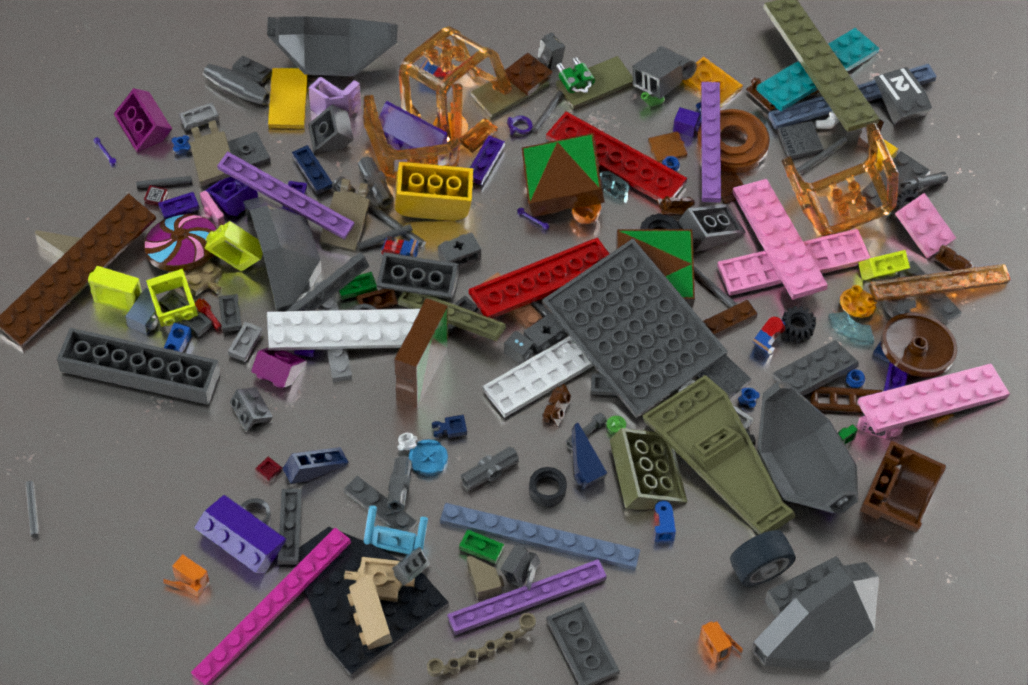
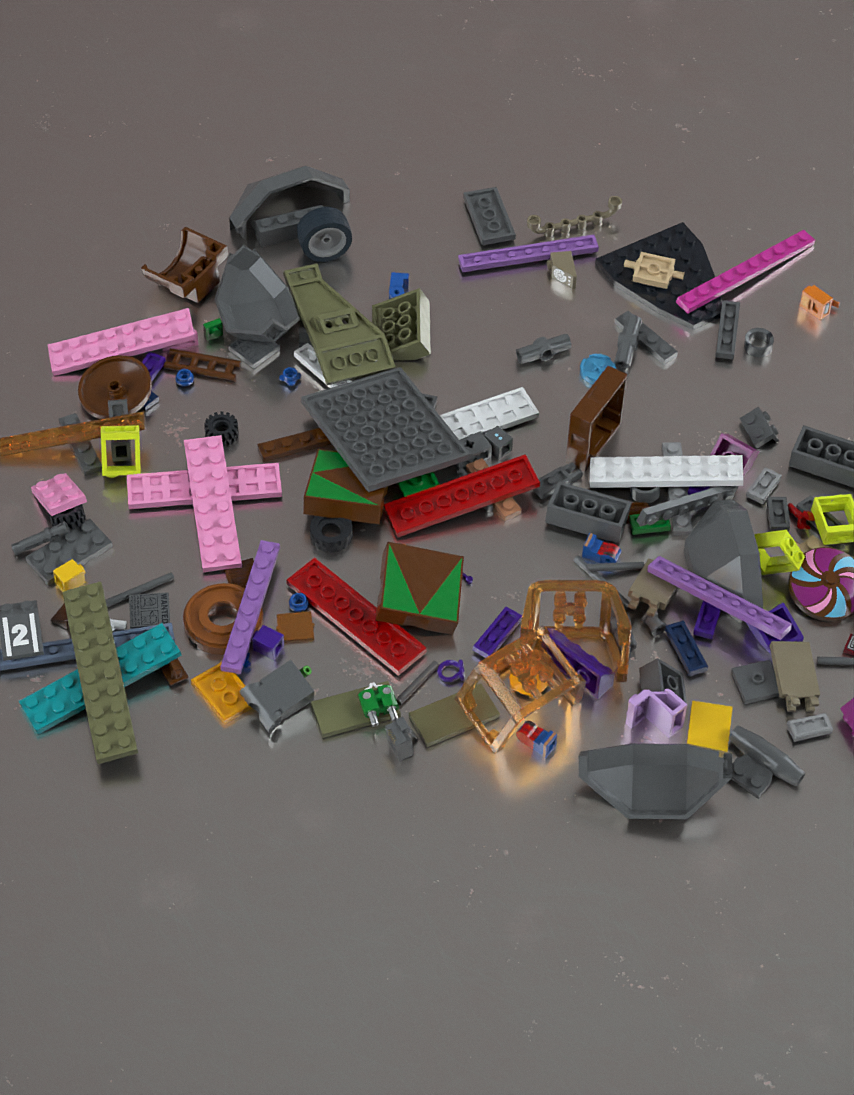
camera: 170 degrees left, 5 degrees down
(178, 339) = (832, 487): blue leg -> none
(179, 205) = (831, 628): dark purple plate -> none
(181, 148) = (829, 703): blue plate -> none
(211, 209) = (797, 614): bright pink plate -> none
(240, 534) = (774, 318): dark purple slope -> none
(268, 469) = (744, 379): dark red tile -> none
(312, 464) = (703, 371): dark blue slope -> none
(369, 613) = (664, 235): tan slope -> none
(391, 538) = (628, 304): medium azure plate -> none
(410, 566) = (626, 267): dark grey plate -> none
(433, 191) = (557, 565): yellow brick -> none
(453, 426) = (572, 386): dark blue plate -> none
(458, 316) = (547, 463): olive tile -> none
(460, 250) = (541, 538): dark grey brick -> none
(481, 546) = (561, 293): green plate -> none
(520, 566) = (531, 269): dark grey piece -> none
(528, 74) = (431, 721): reddish brown plate -> none
(540, 536) = (509, 297): sand blue plate -> none
(550, 473) = (494, 318): black tyre -> none
(560, 398) = (475, 386): reddish brown hinge -> none
(587, 465) = (455, 335): dark blue slope -> none
(597, 421) = (436, 375): dark grey bar -> none
(614, 184) = (366, 589): clear light blue beam -> none
(615, 423) = (419, 371): bright green tile -> none
(675, 206) = (313, 548): reddish brown hinge -> none
(711, 225) = (279, 524): dark grey slope -> none
(714, 288) = (291, 476): dark grey bar -> none
(717, 641) = (378, 201): orange piece -> none
(727, 376) = (302, 388): dark grey tile -> none
(768, 334) = (252, 416): leg -> none
(811, 206) = (162, 552): clear orange windscreen -> none
(817, 368) = (219, 387): dark grey plate -> none
(850, 329) = (171, 421): clear light blue tile -> none
(857, 302) = (156, 440): light orange dish -> none
(952, 260) = (41, 465): reddish brown hinge -> none

